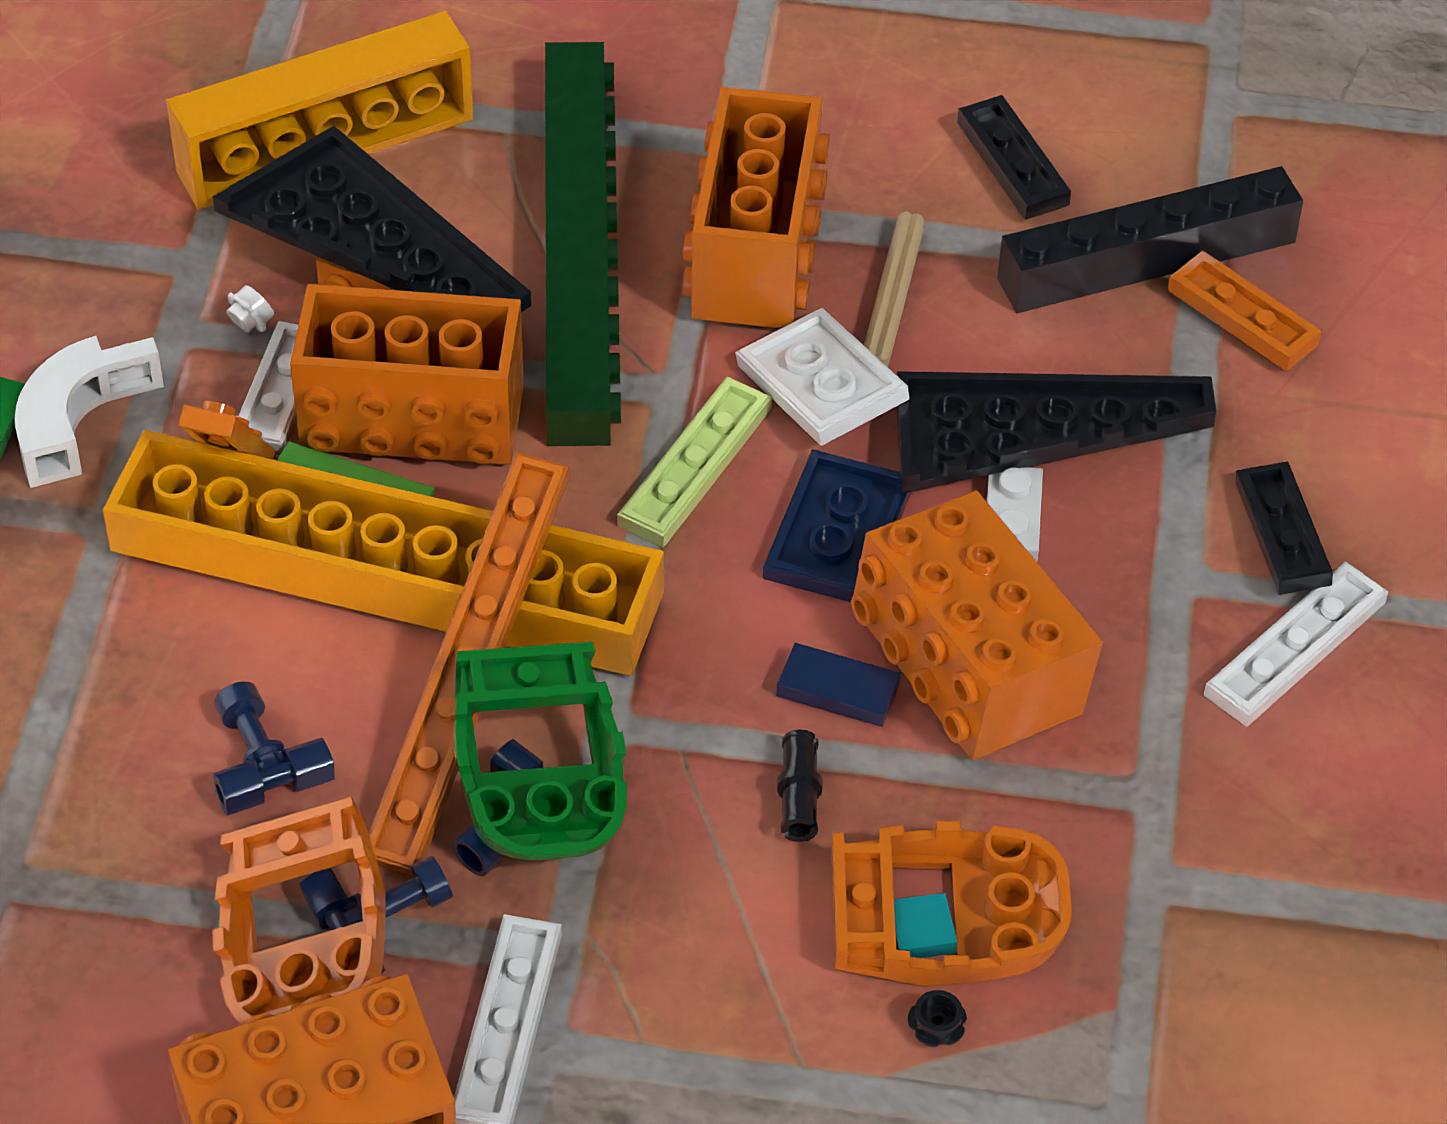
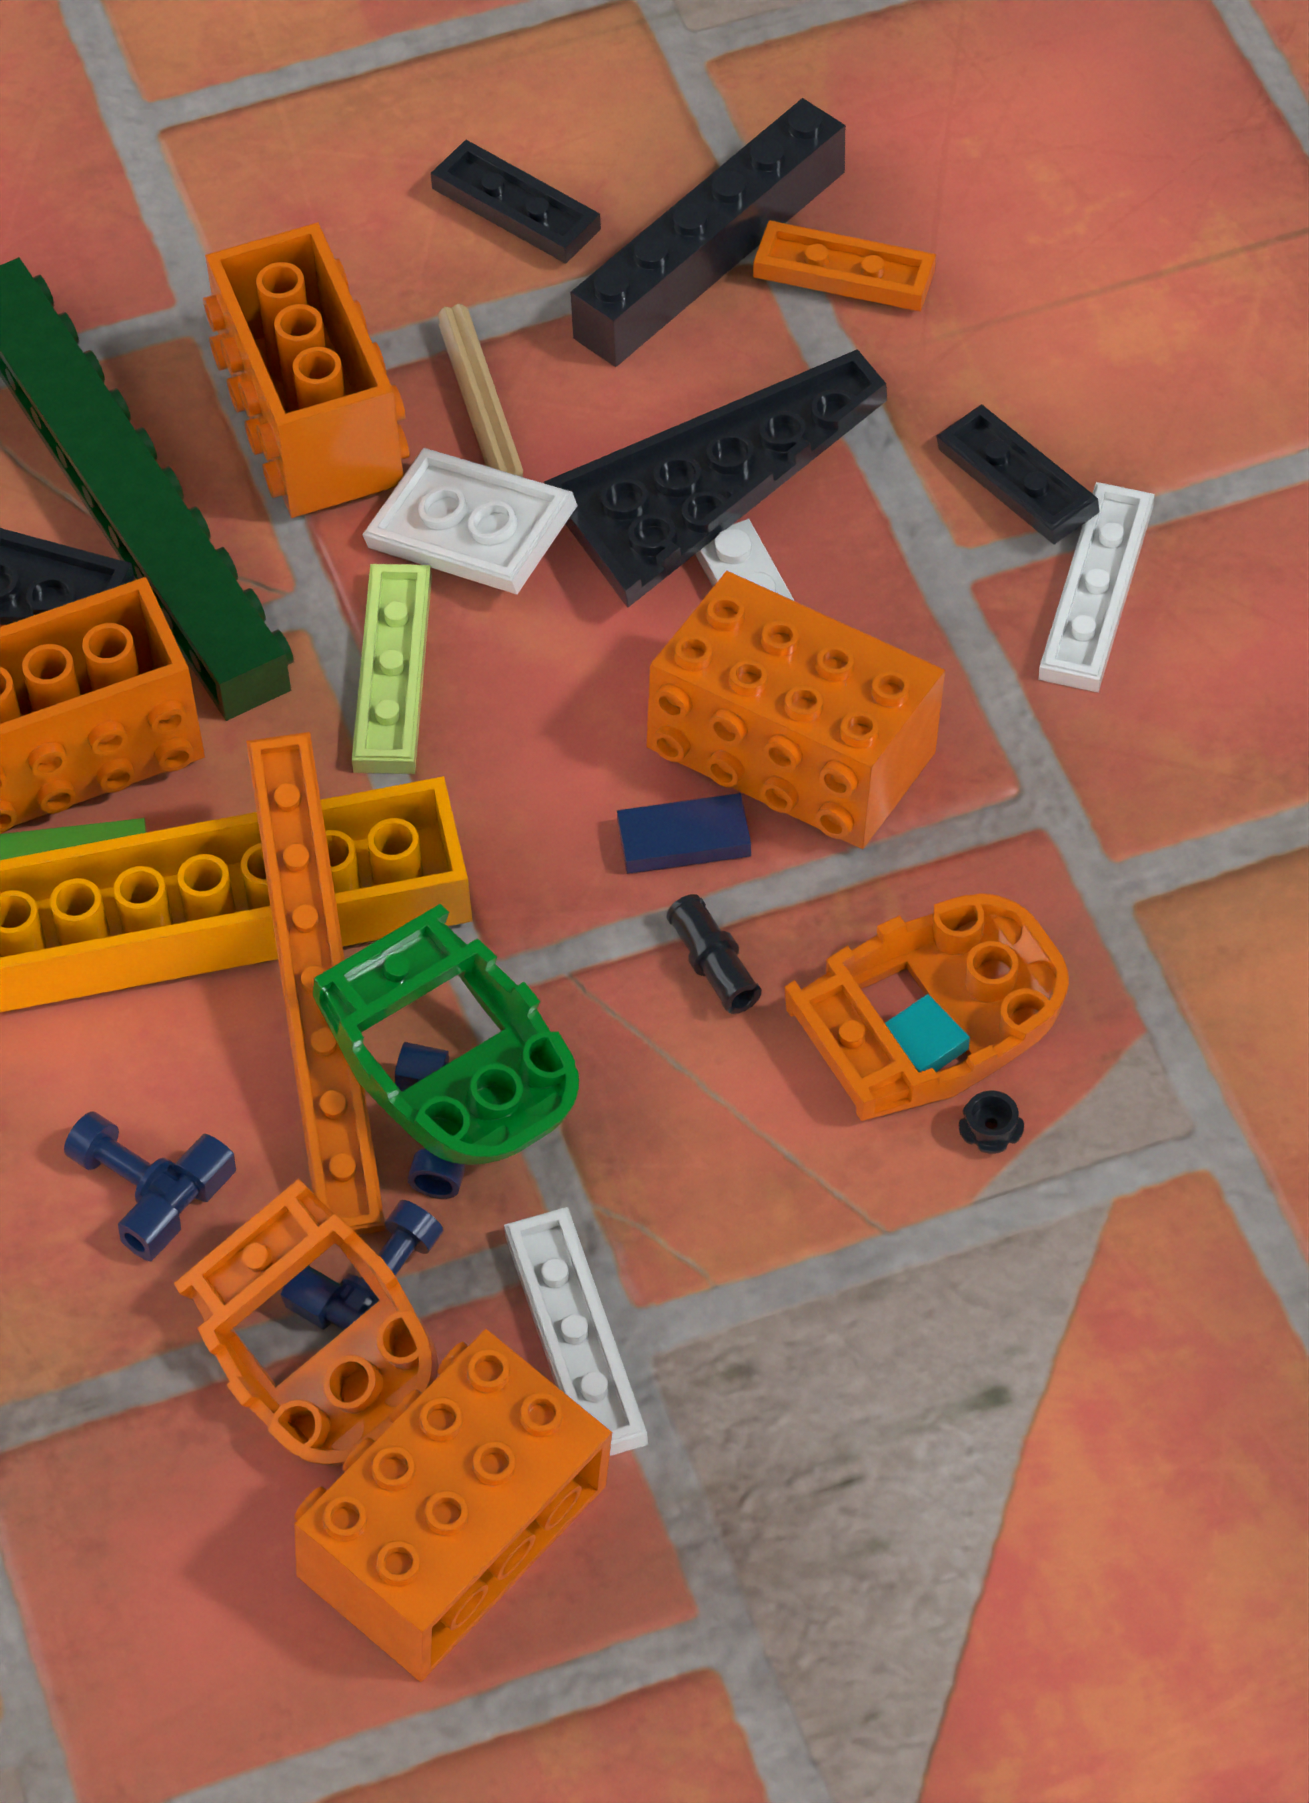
camera: 25 degrees left, 5 degrees up
(828, 523) = (579, 671): dark blue tile -> none

